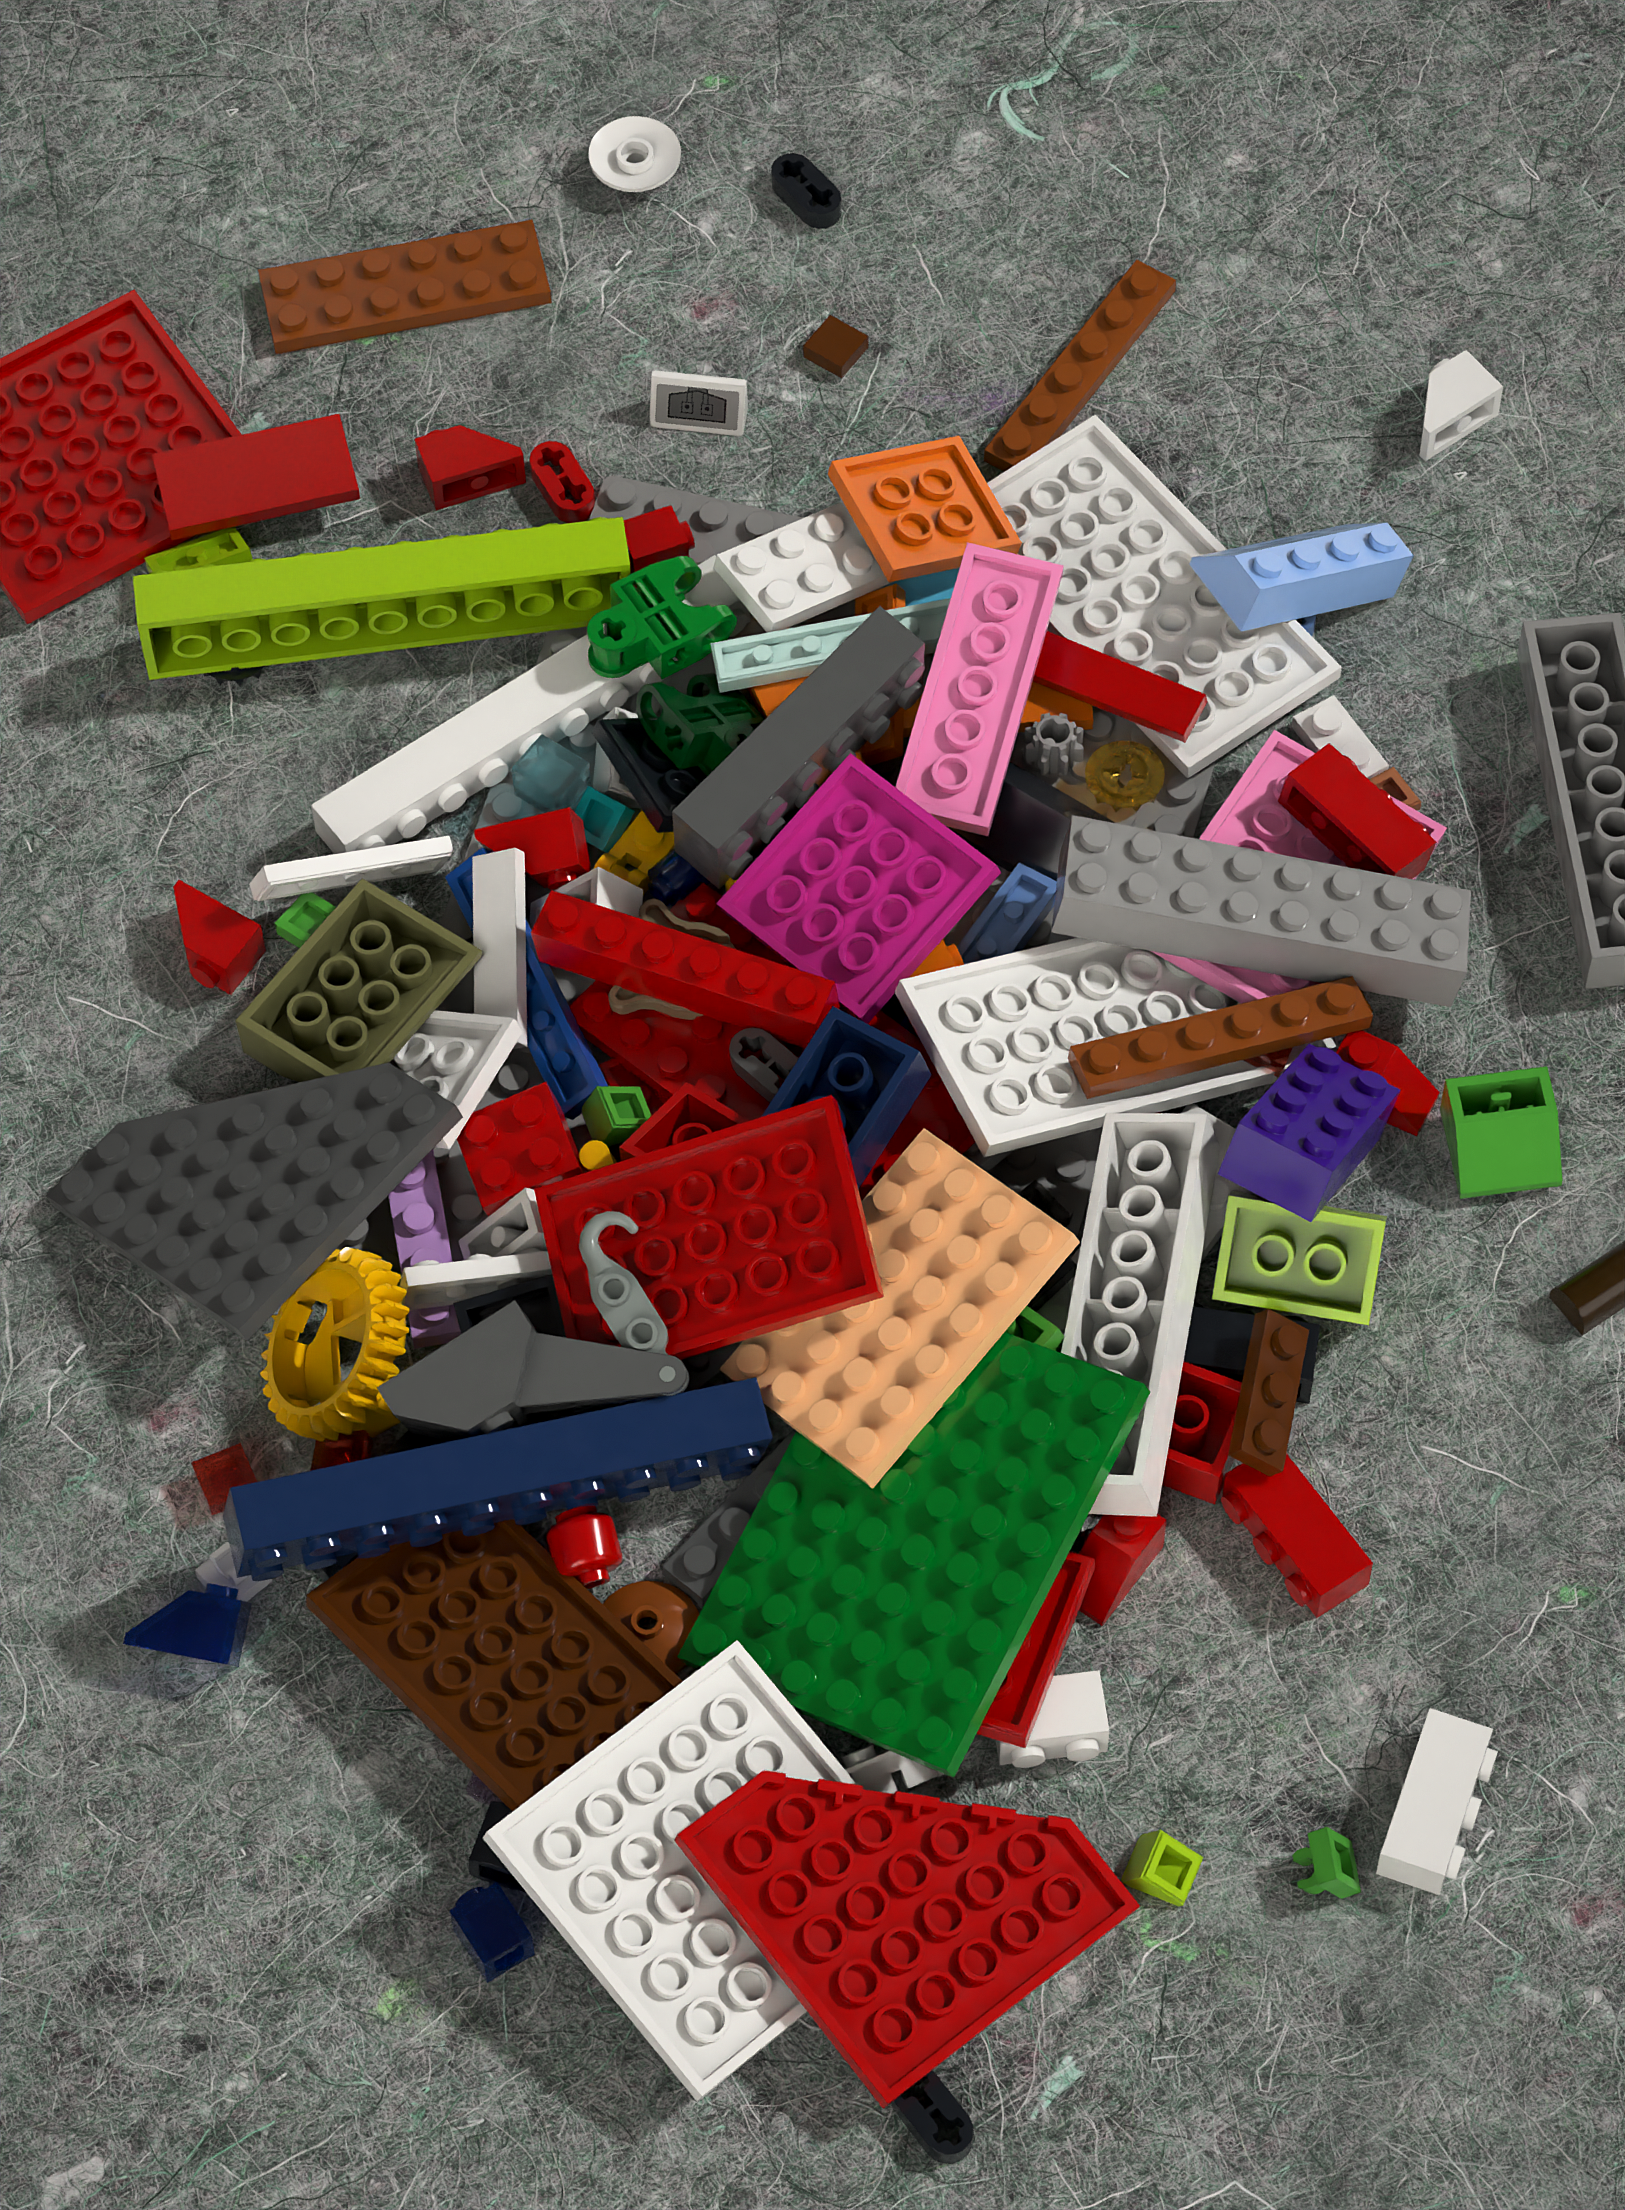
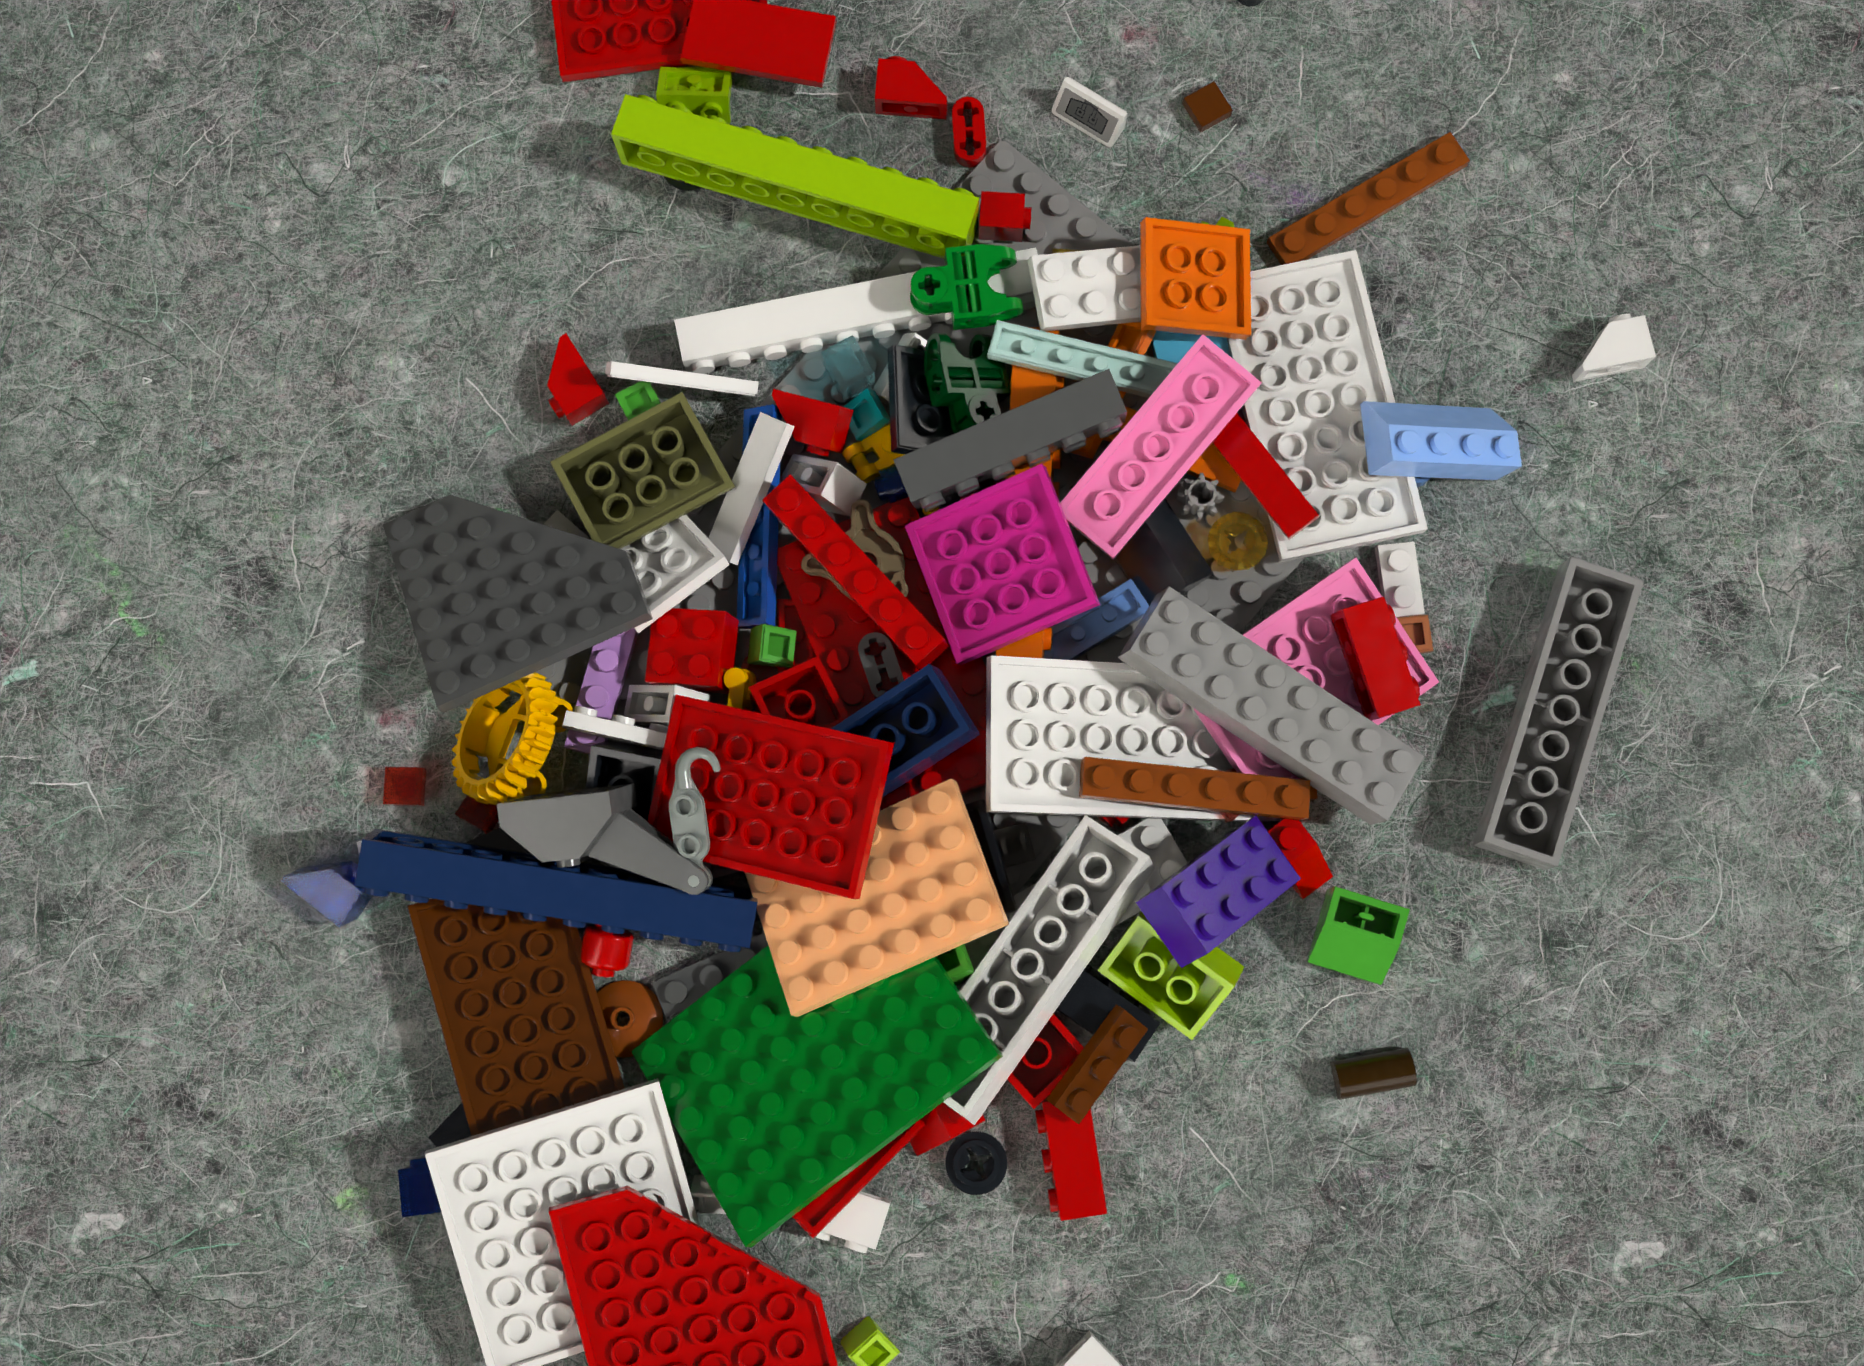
camera: 25 degrees right, 20 degrees up
(1175, 1572) = (994, 1168): none -> black gear

